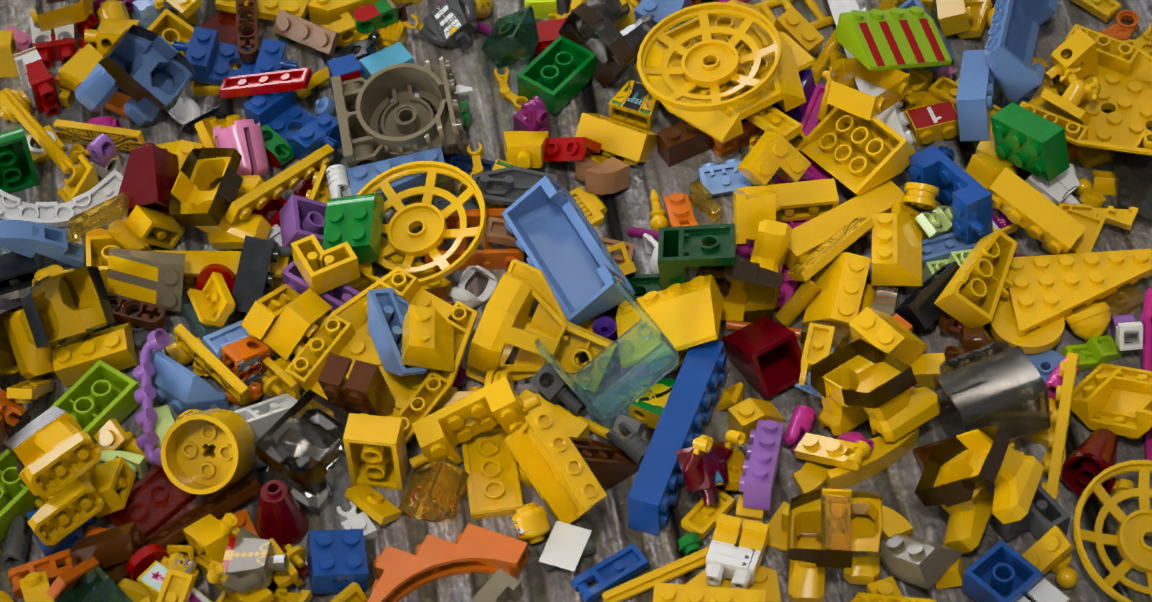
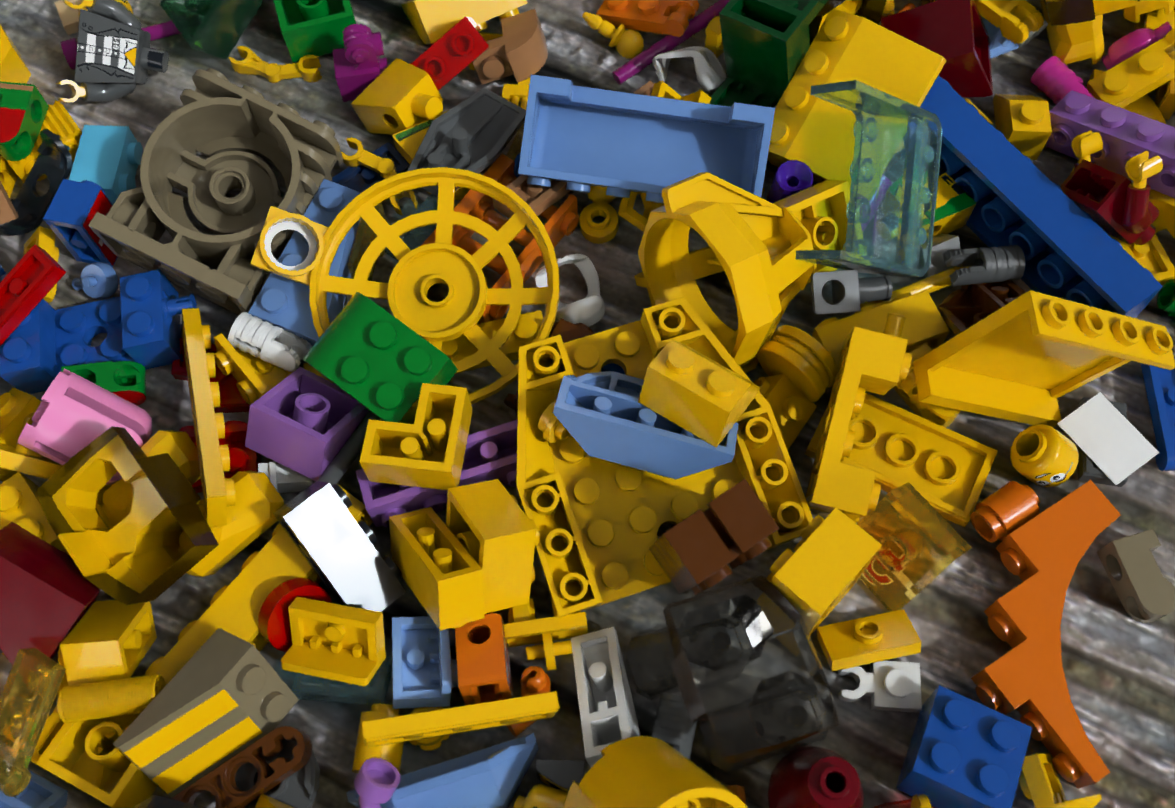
camera: 55 degrees left, 15 degrees up
(390, 141) = (280, 220): none -> yellow piece
(488, 520) = (1005, 511): none -> orange brick

